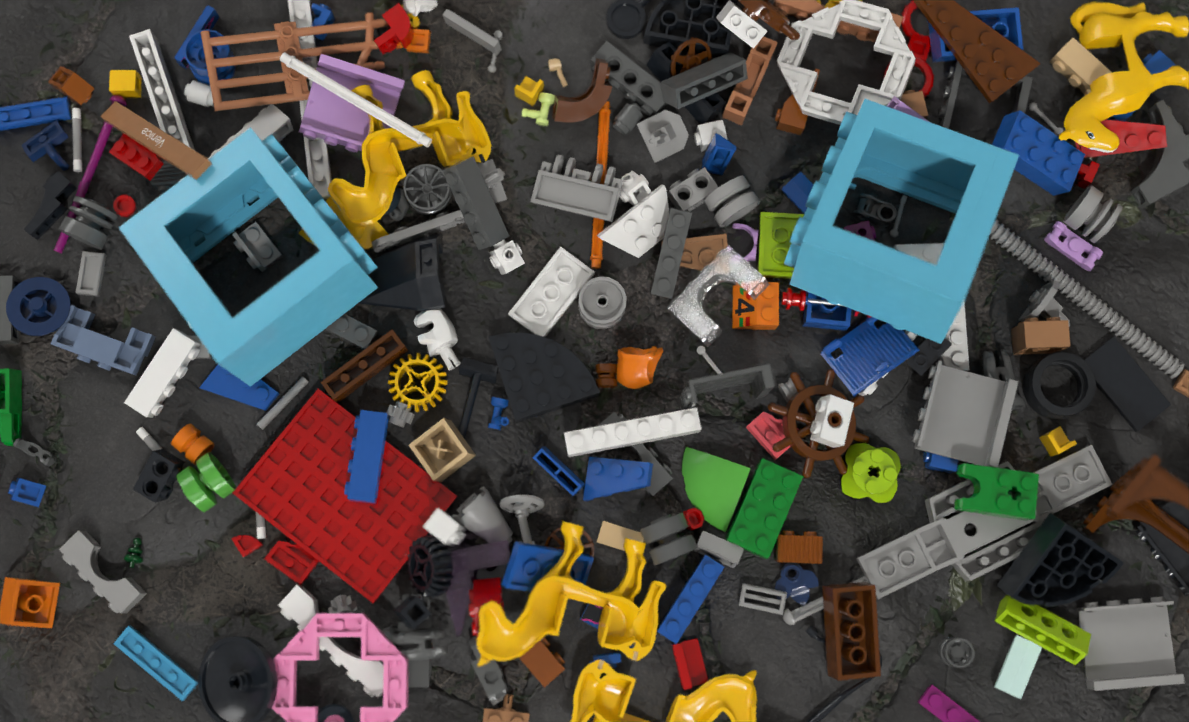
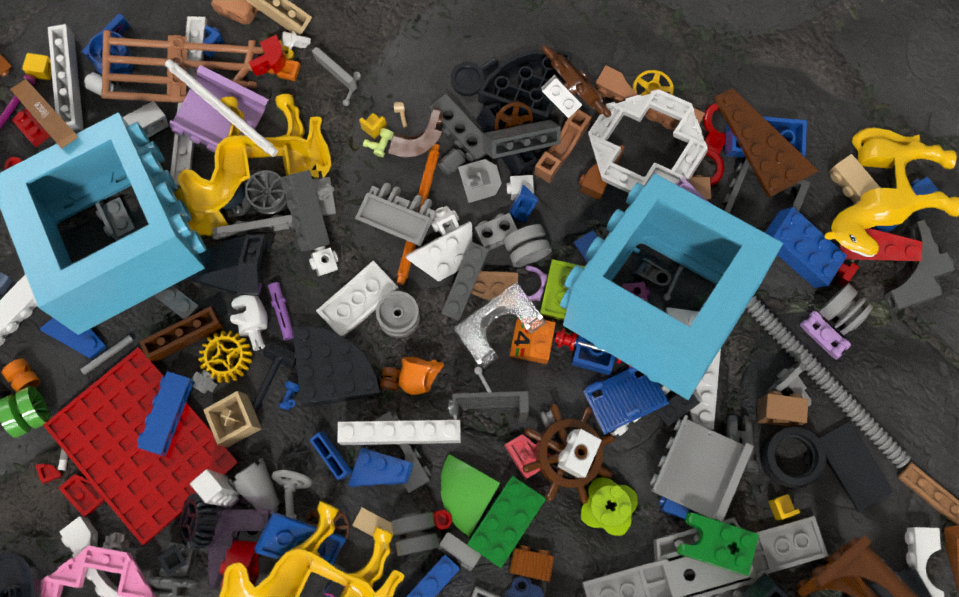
camera: 15 degrees right, 5 degrees down
(480, 342) = (278, 303): none -> medium lavender pin
(1033, 106) = (808, 208): light grey hinge -> none

